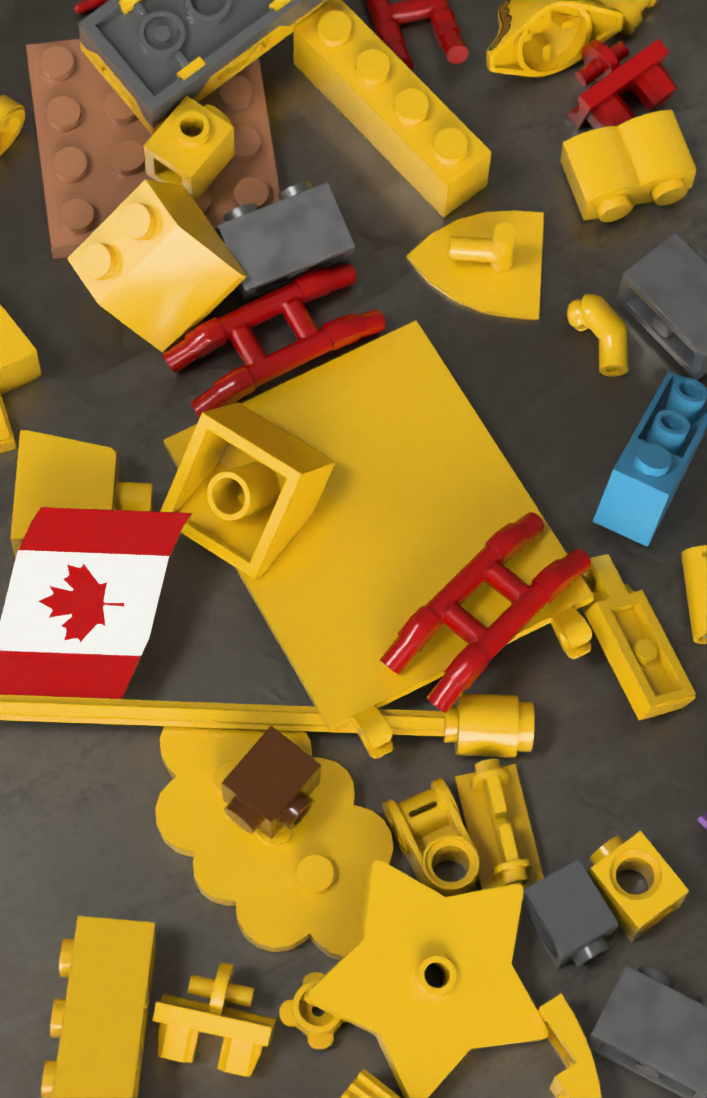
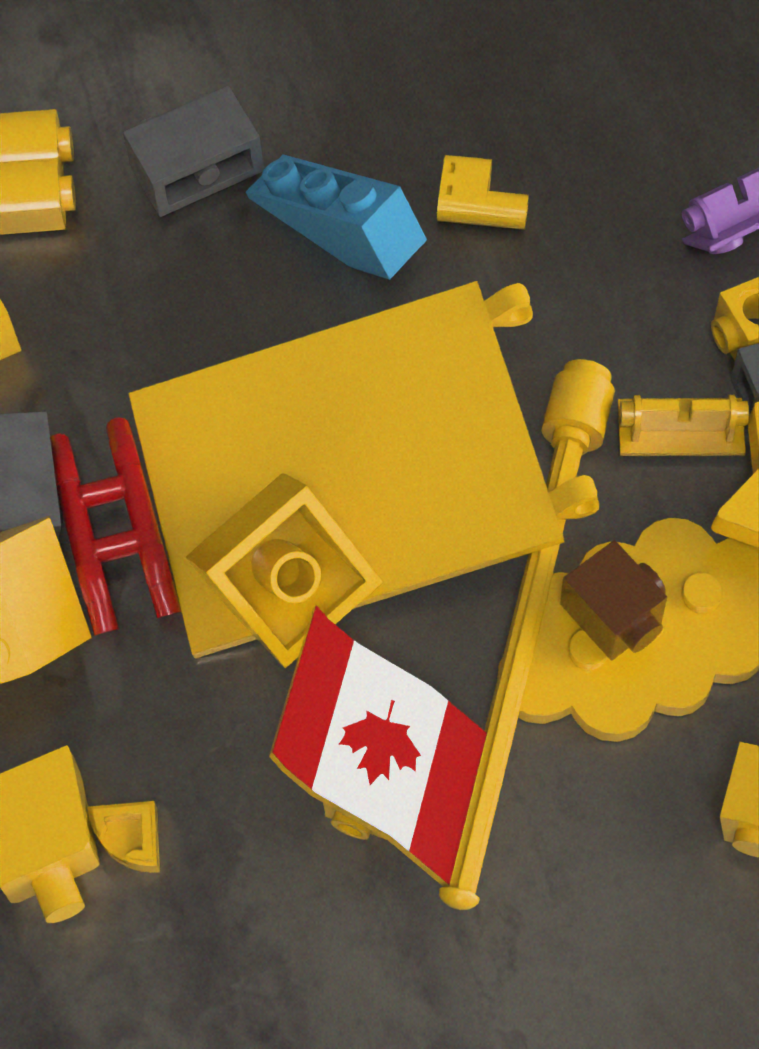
camera: 70 degrees left, 5 degrees down
(69, 475) = (225, 750): yellow torso -> none
(431, 832) = (681, 476): yellow piece -> none
(484, 641) = (473, 399): red piece -> none
(487, 262) = (83, 321): yellow shield -> none
(609, 328) = (192, 227): yellow arm -> none
(635, 643) = (541, 266): yellow hinge -> none

